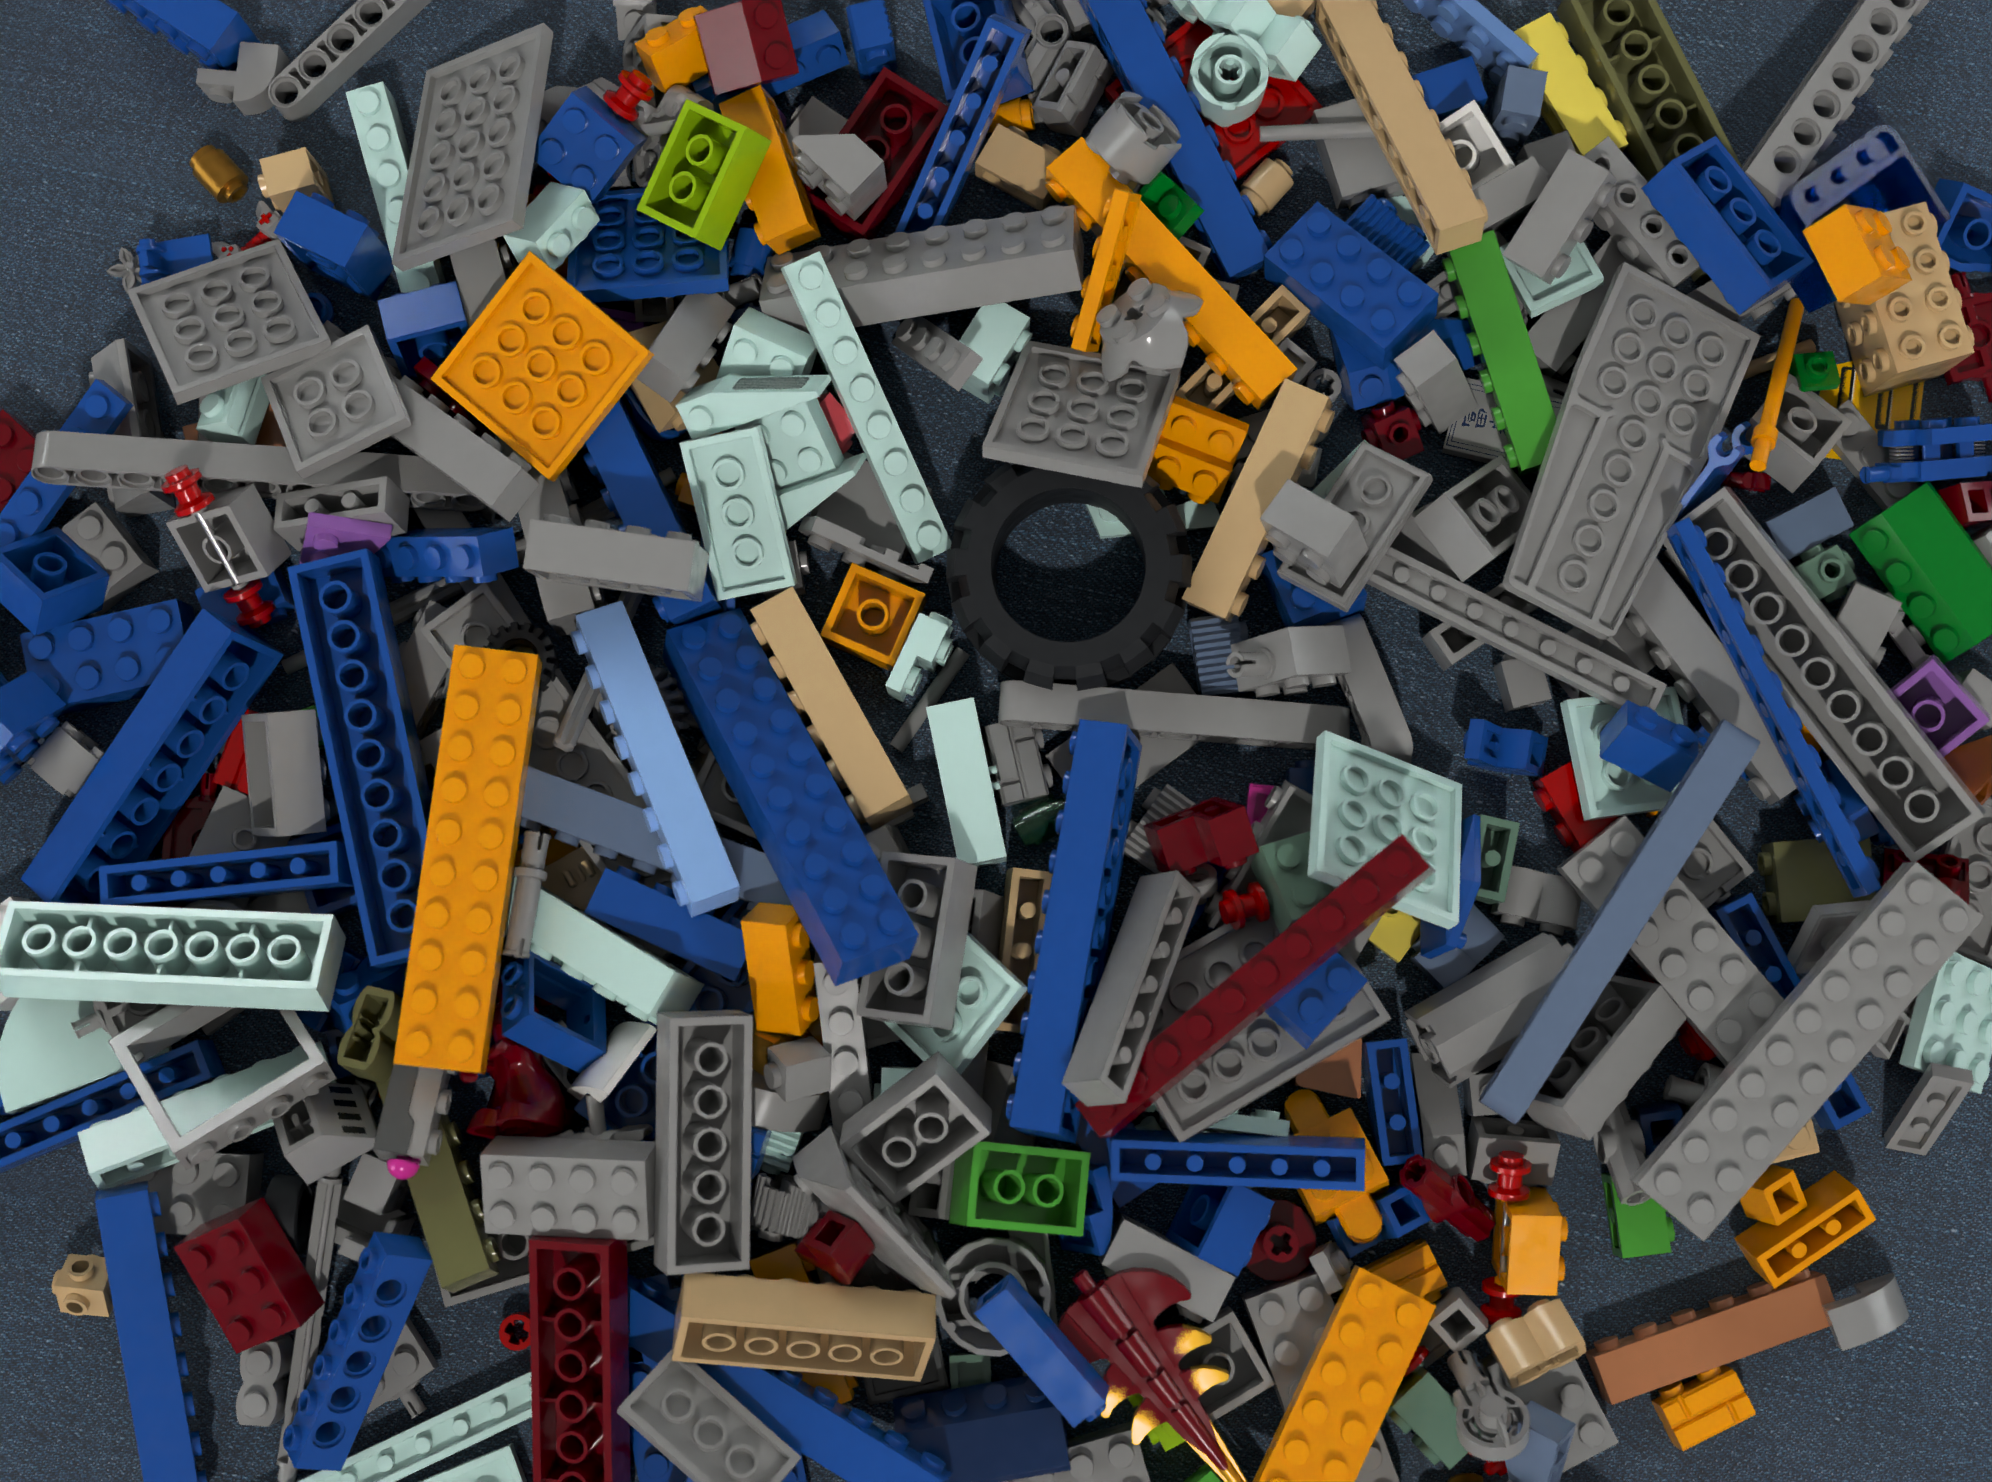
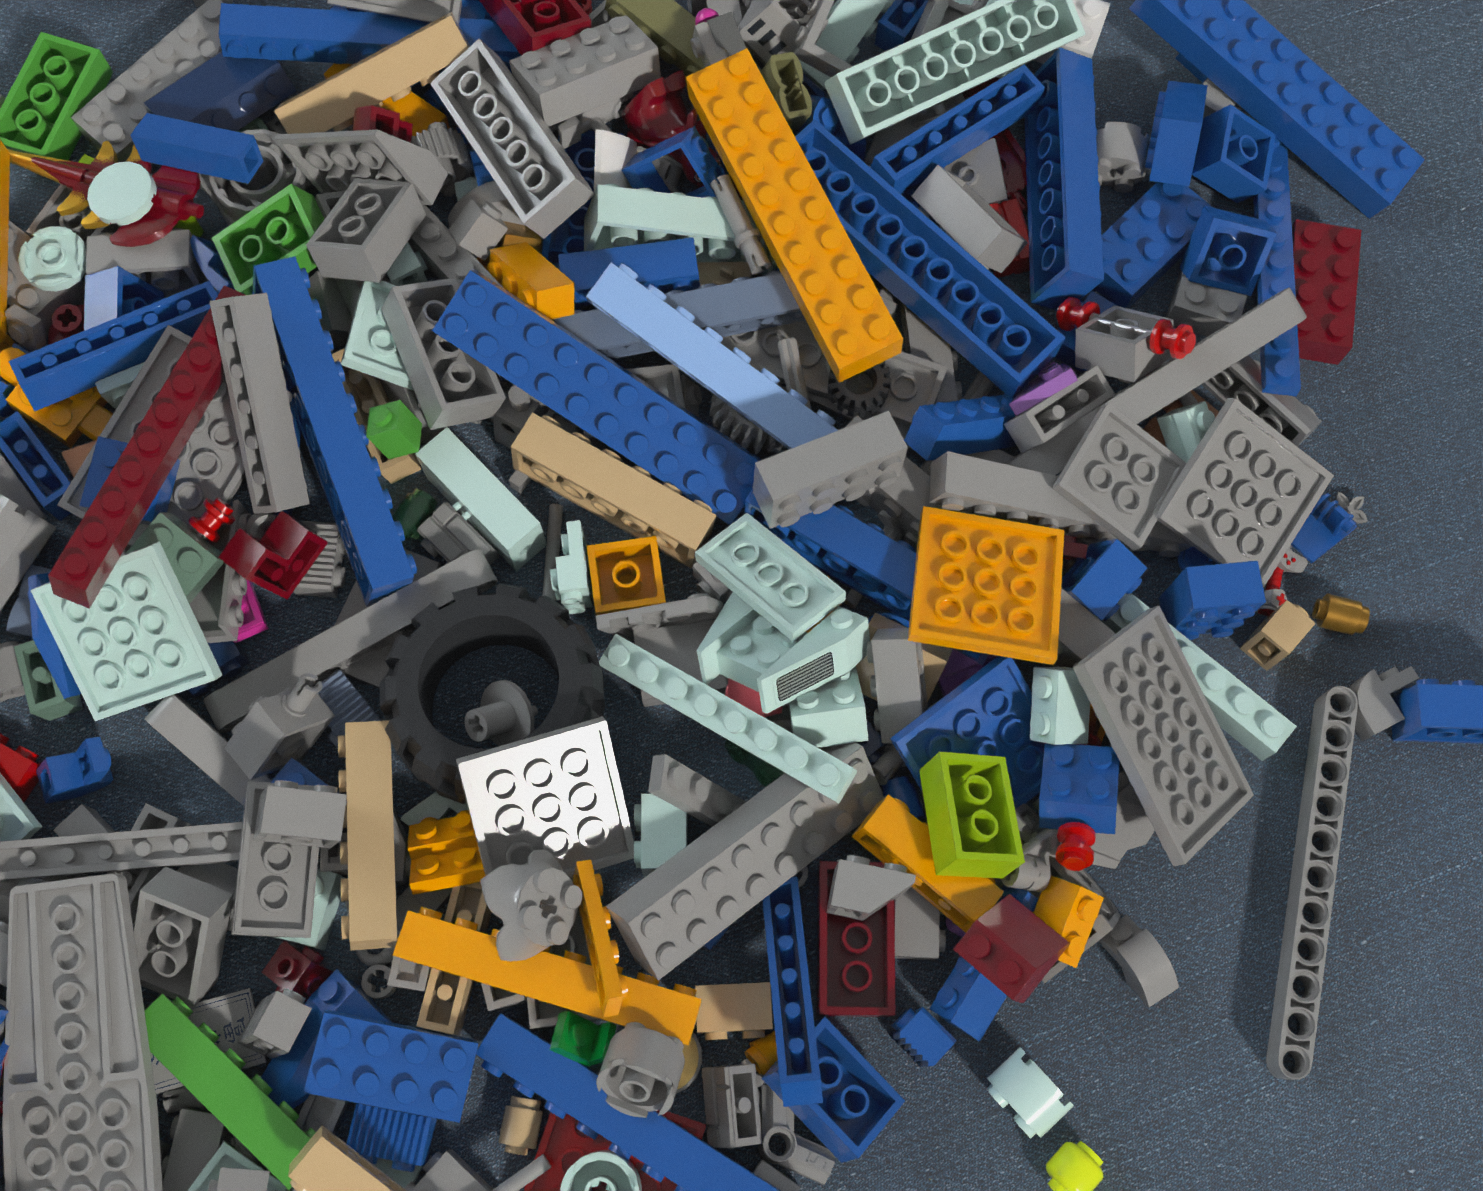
camera: 145 degrees right, 10 degrees down
(1013, 889) = (394, 429): none -> bright green brick
(1073, 545) = (503, 715): none -> light grey piece
(1150, 1341) = (121, 193): none -> light aqua tile
(1260, 1325) = (53, 258): none -> light aqua tile

